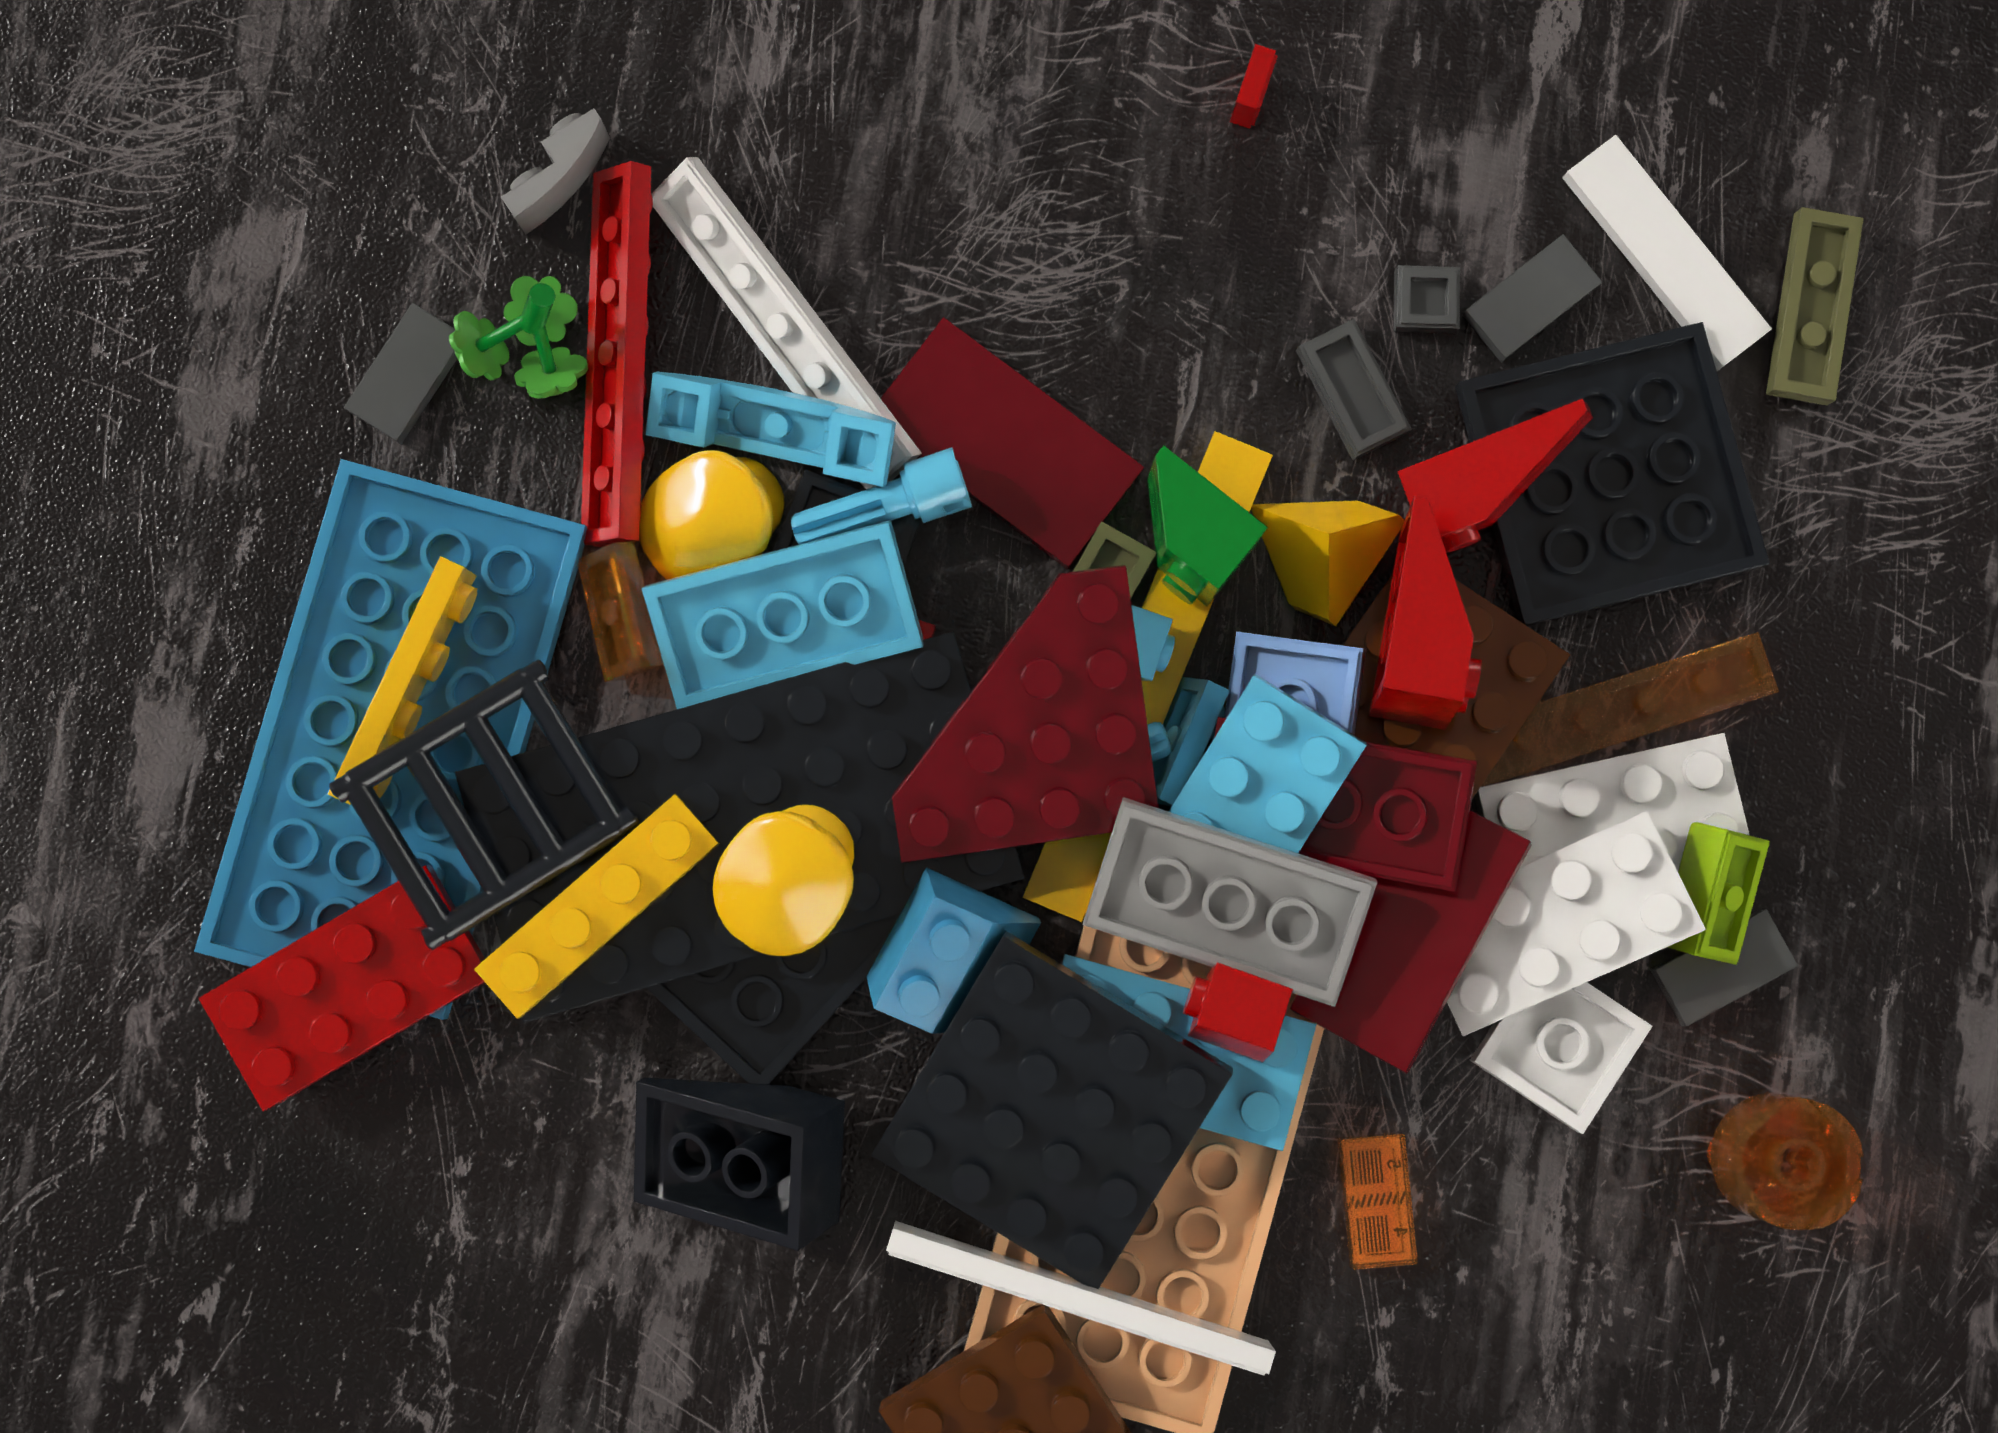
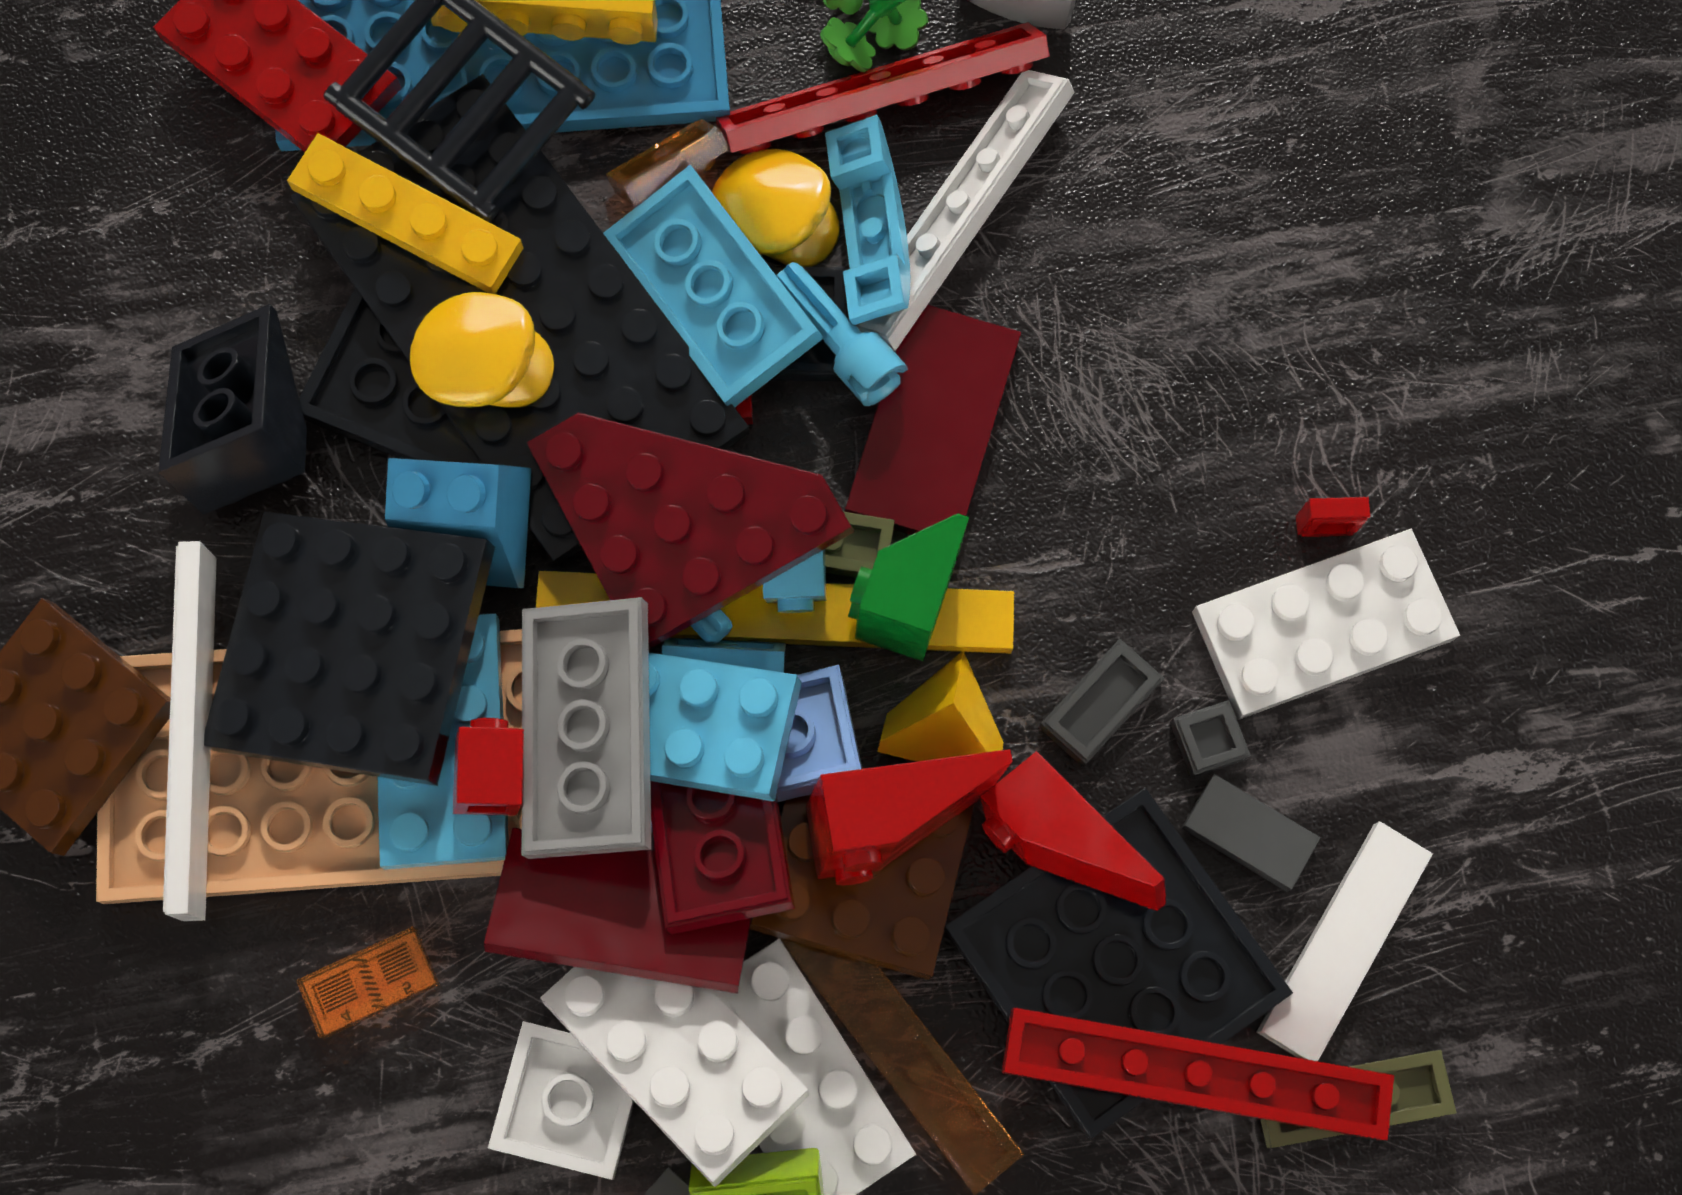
camera: 70 degrees right, 10 degrees down
(1353, 140) = (1325, 623): none -> white plate
(1752, 442) = (1198, 1074): none -> red plate

